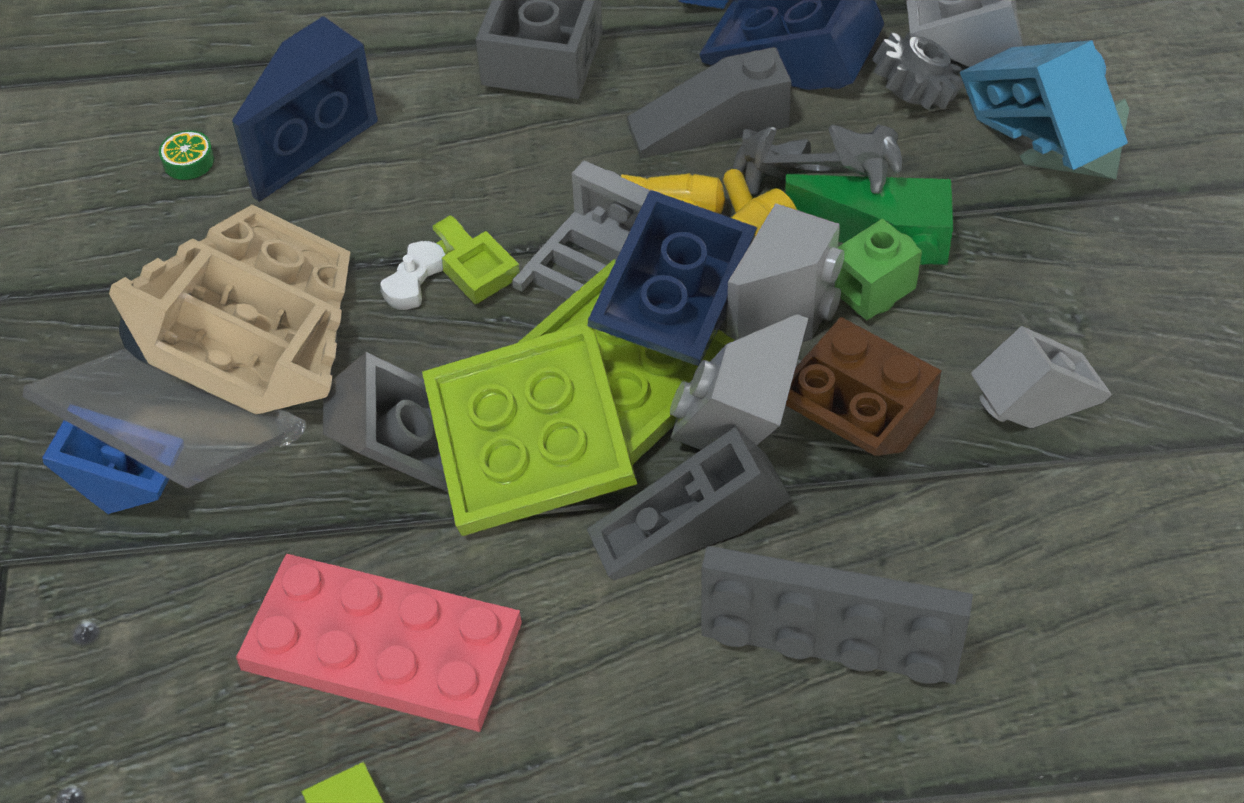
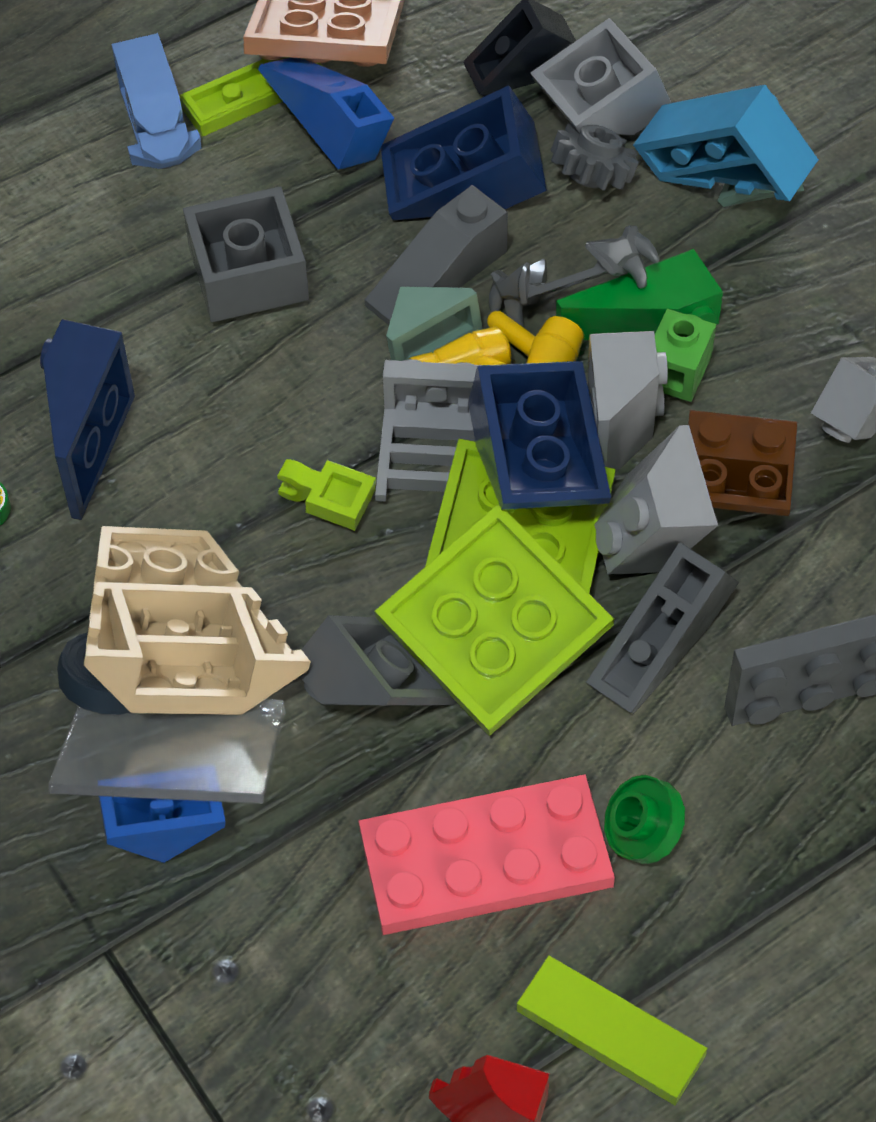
camera: 30 degrees left, 5 degrees up
(403, 288) = (280, 543): white piece -> none
(540, 678) = (644, 819): none -> green plate
(664, 148) = (430, 319): none -> sand green slope

